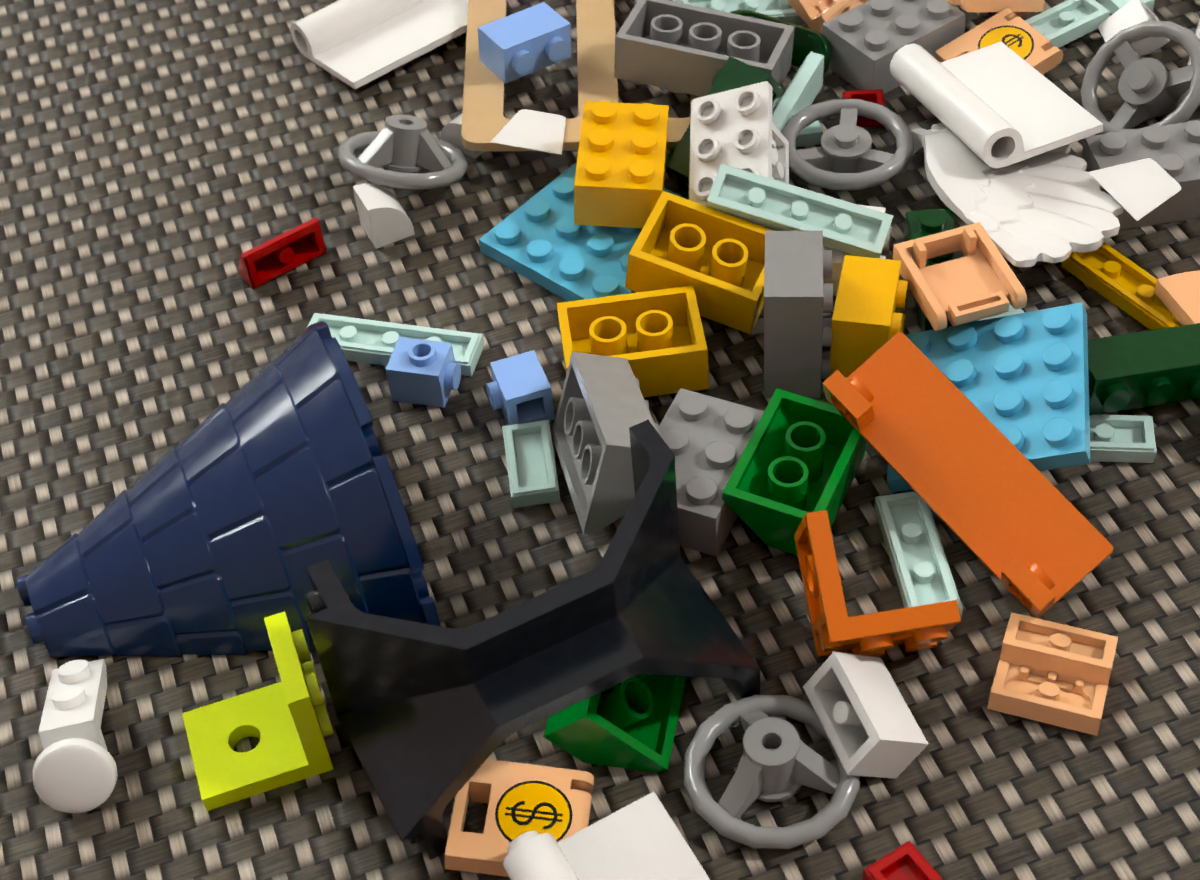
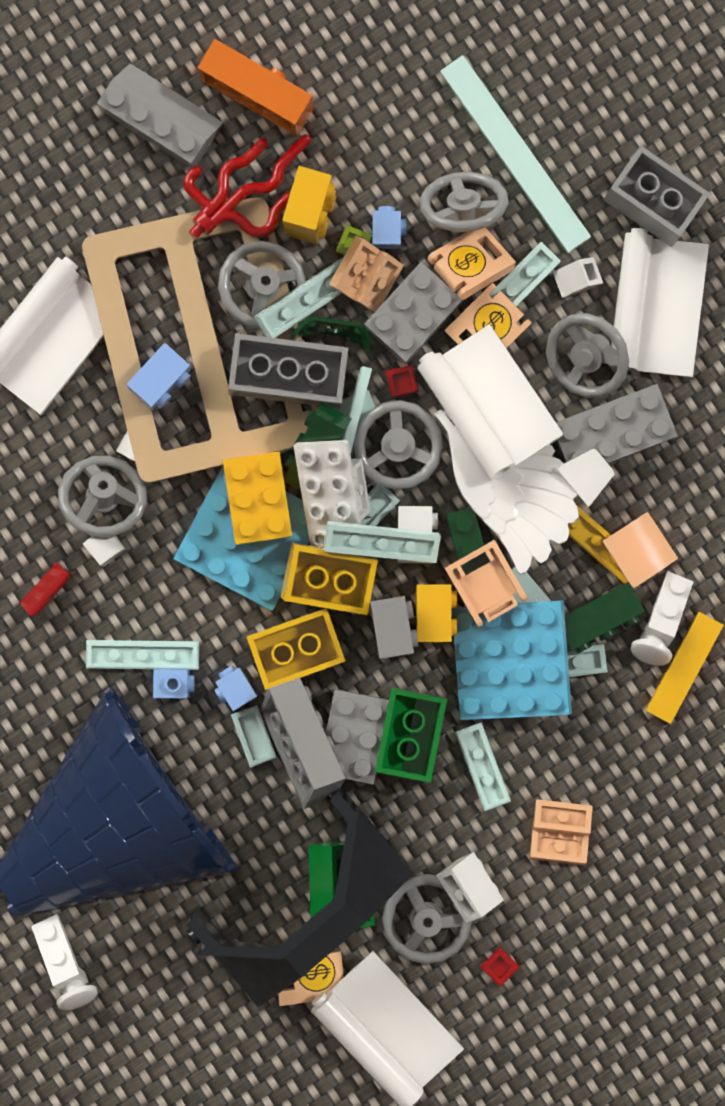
camera: 15 degrees left, 40 degrees up
(284, 716) = (171, 935): neon yellow bracket -> none
(534, 131) = (186, 462): white sticker -> none
(862, 634) = (470, 837): orange bracket -> none
(969, 474) = (504, 731): orange bracket -> none

